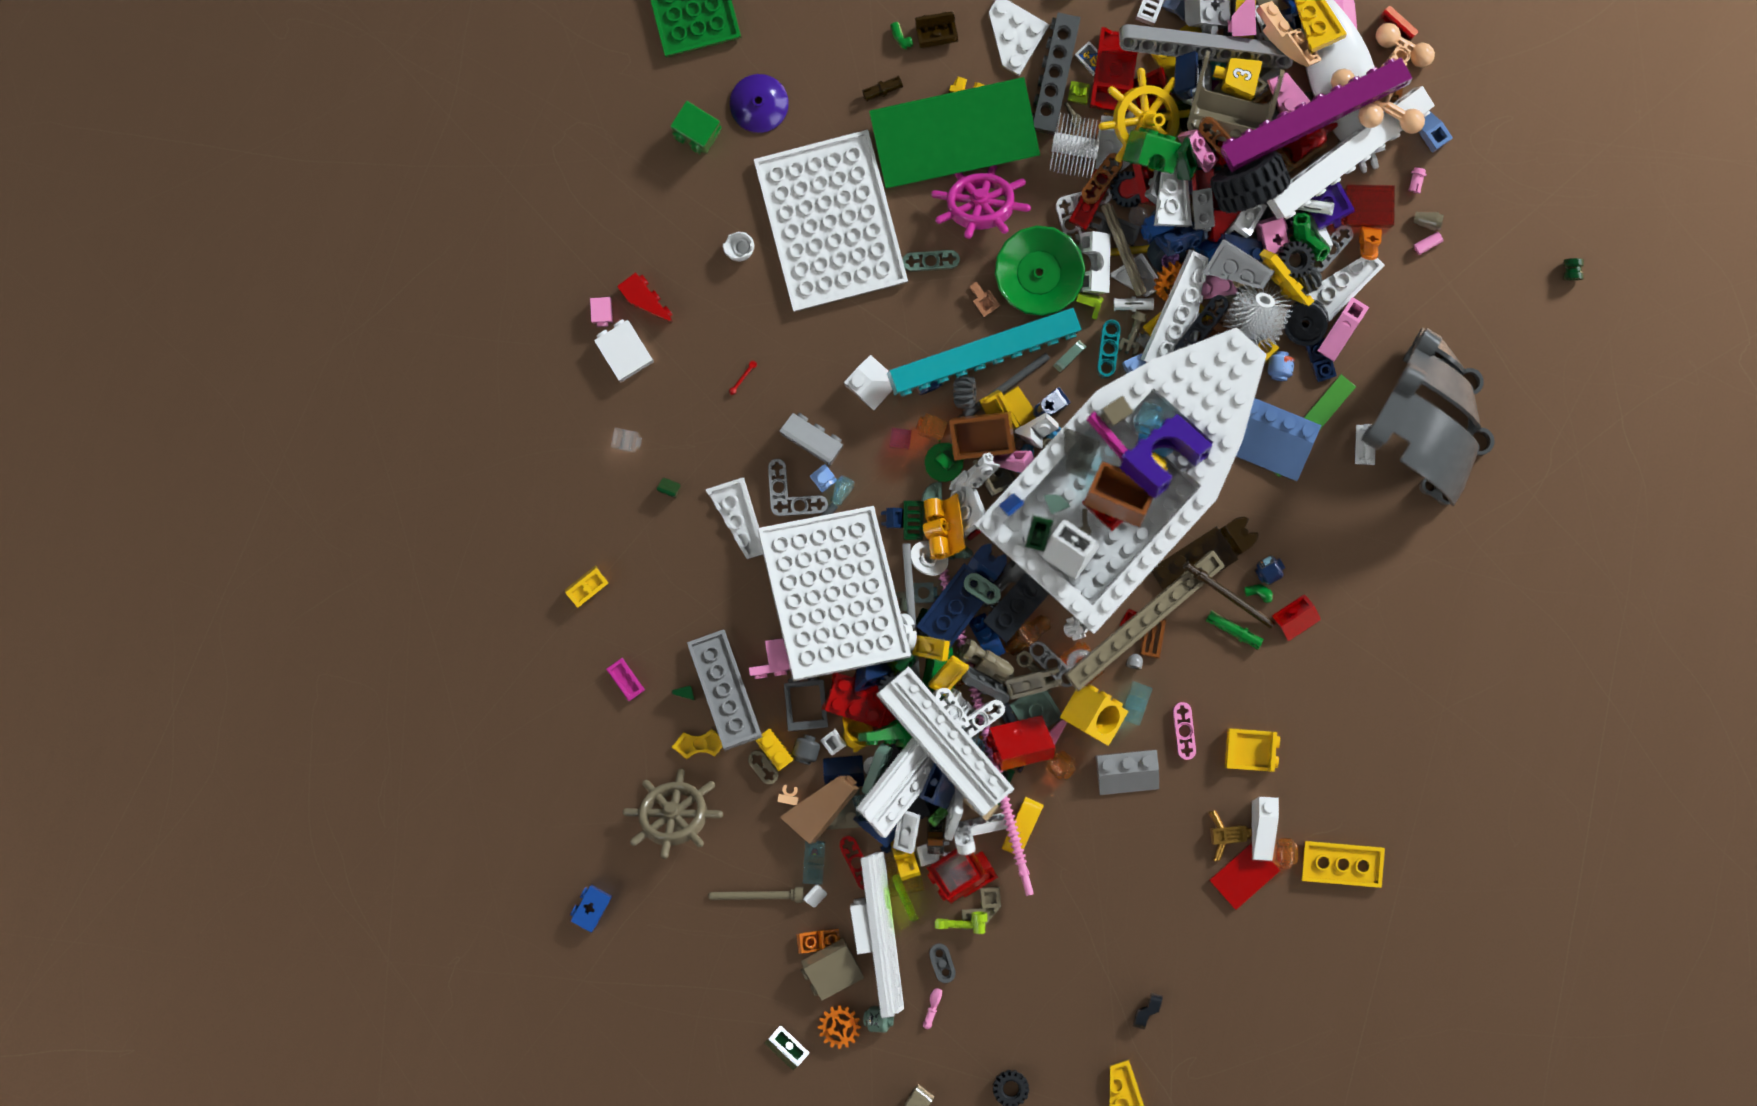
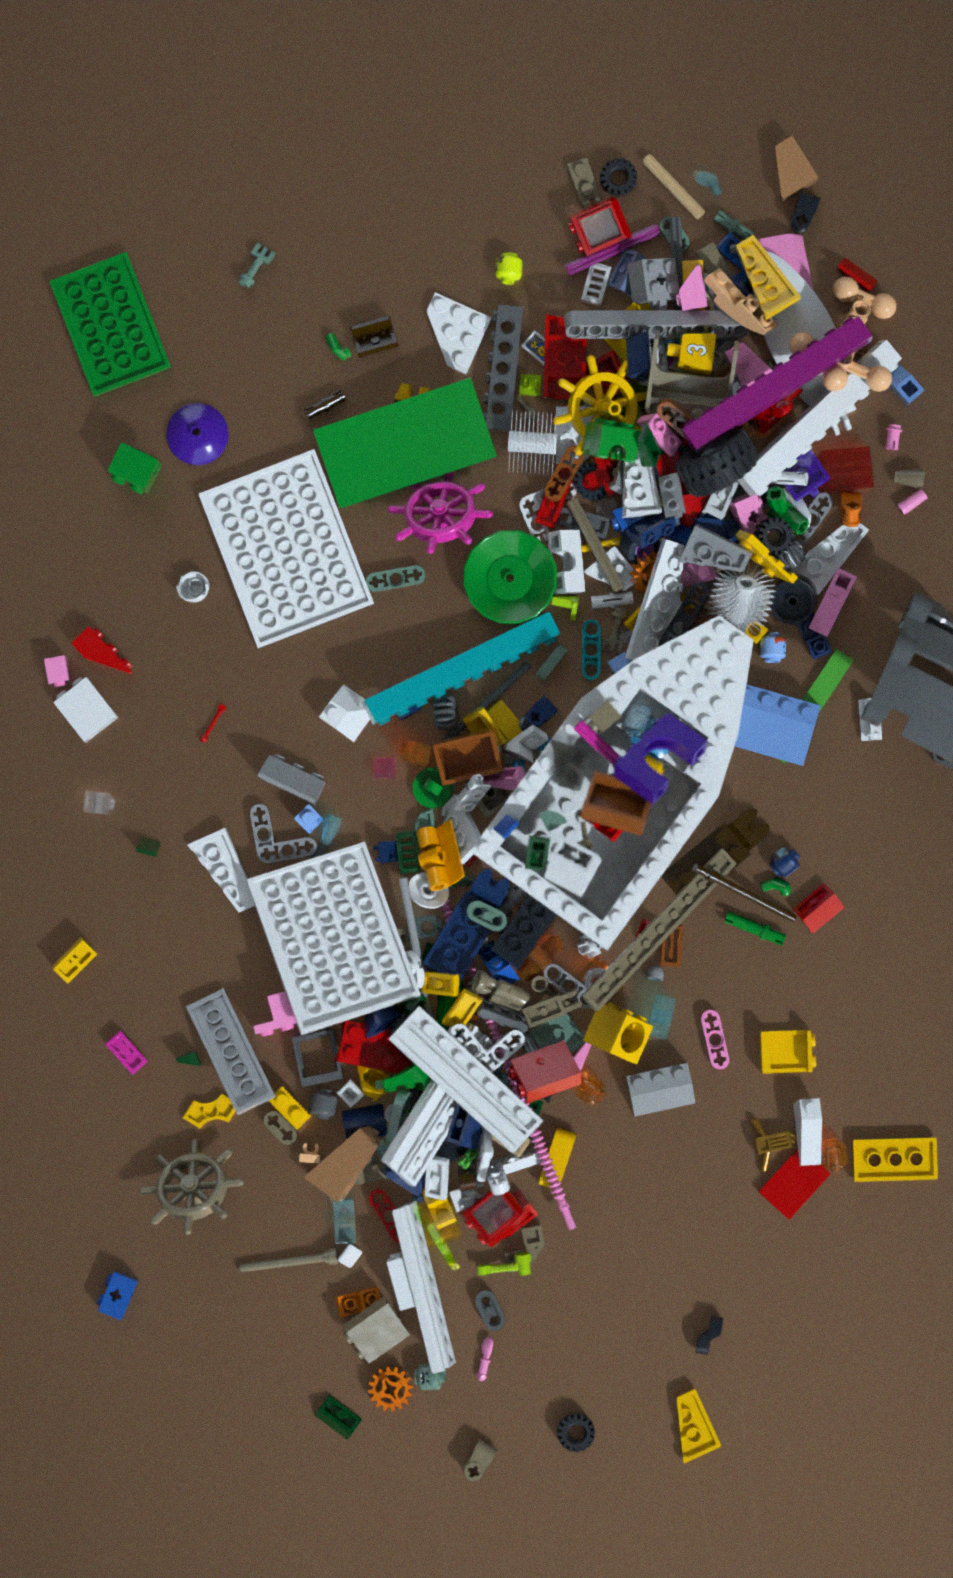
camera: 10 degrees left, 0 degrees up
(985, 301) = (456, 615): nougat plate -> none

